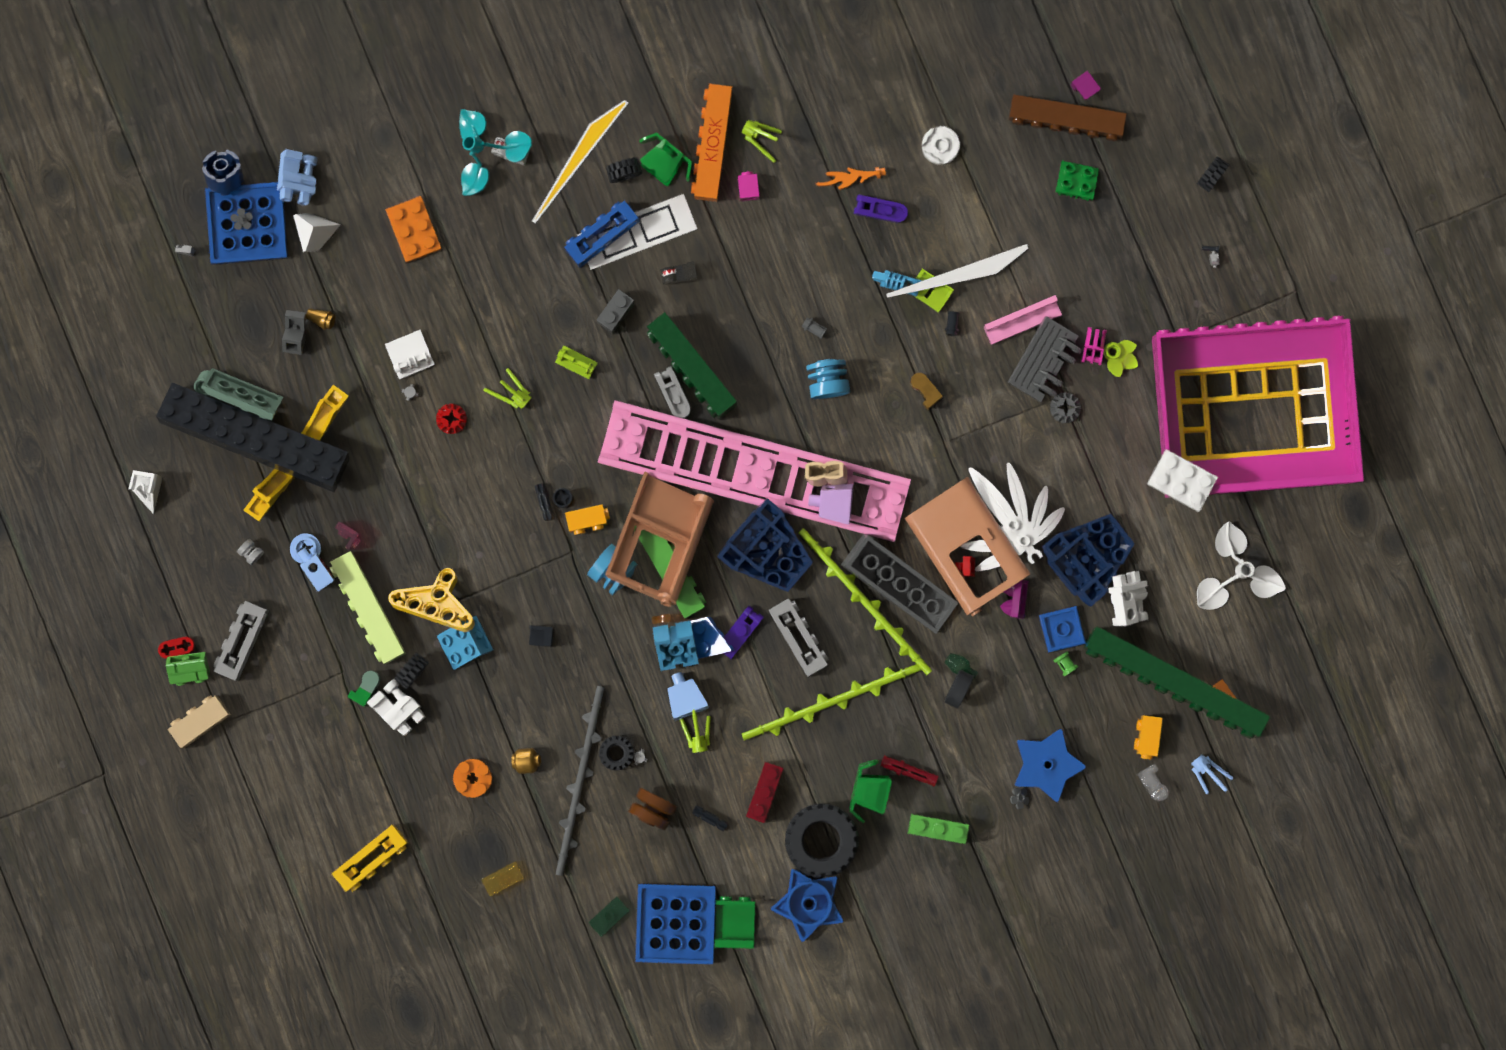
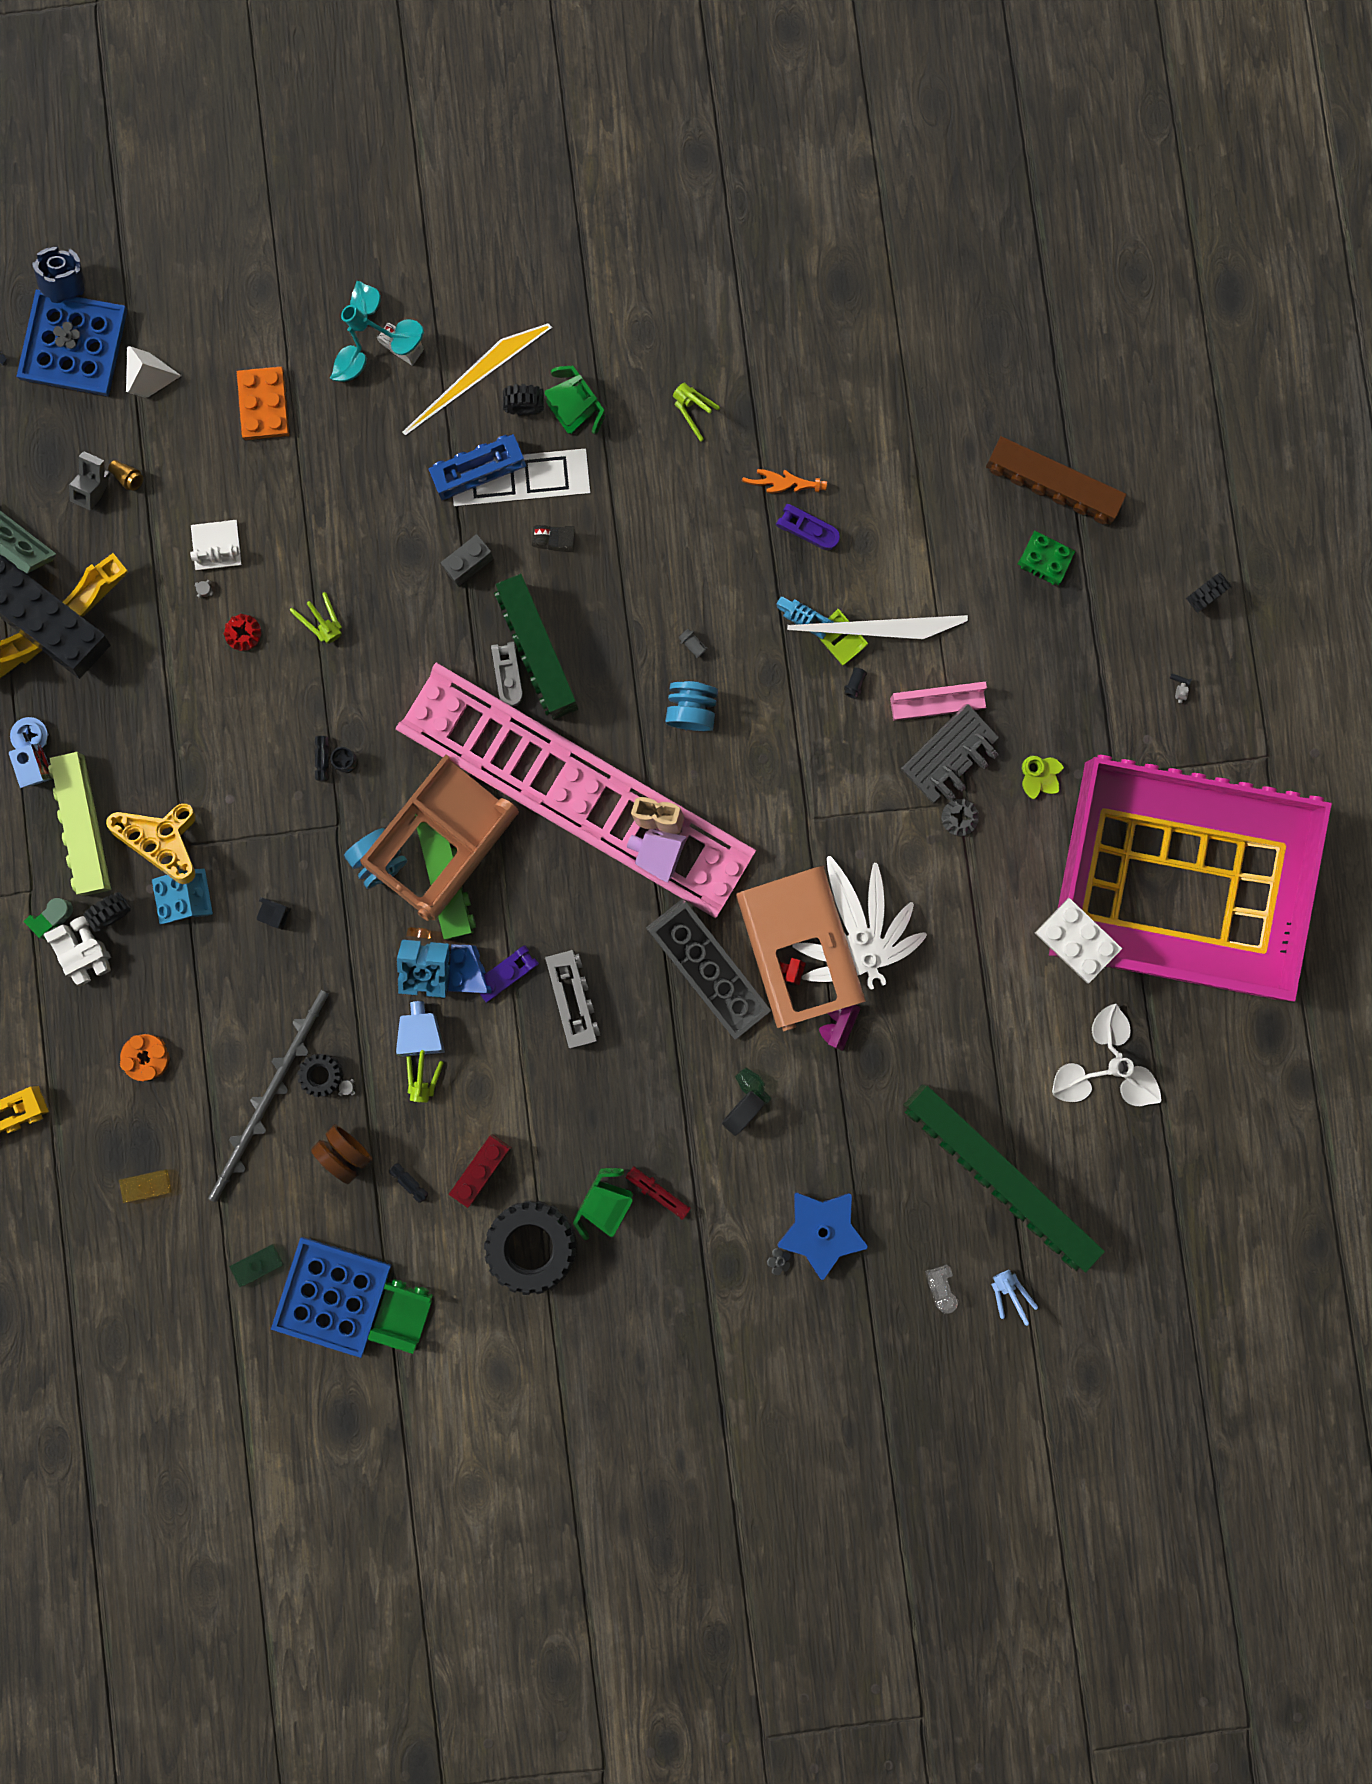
camera: 10 degrees right, 0 degrees up
(291, 181) = (141, 311): light blue hips -> none
(346, 532) = (84, 732): clear pink bracket -> none
(526, 761) = (211, 1055): pearl gold head -> none
(576, 362) = (405, 606): lime hinge -> none
(587, 518) = (365, 791): light orange brick -> none
(712, 143) = (635, 398): orange brick -> none
(748, 186) = (662, 459): dark pink brick -> none
(767, 548) = (564, 885): dark blue wedge -> none
(808, 918) = (487, 1333): blue plate -> none
(822, 702) = (580, 1084): lime plant -> none
(871, 606) = (668, 986): lime plant -> none
(922, 384) = (804, 751): pearl gold leg -> none
(938, 829) = (672, 1272): bright green brick -> none
(940, 145) = (899, 474): white tile -> none
(1062, 629) = (884, 1075): blue tile -> none
(1065, 663) = (877, 1117): bright green bush -> none
(1085, 85) = (1087, 449): magenta panel -> none
(1089, 556) = (940, 999): dark blue wedge -> none
(1094, 348) = (1013, 756): dark pink arm -> none
(1128, 599) = (972, 1062): white hips -> none
(1149, 736) = (952, 1232): light orange brick -> none
(1221, 685) = (1054, 1195): orange piece -> none

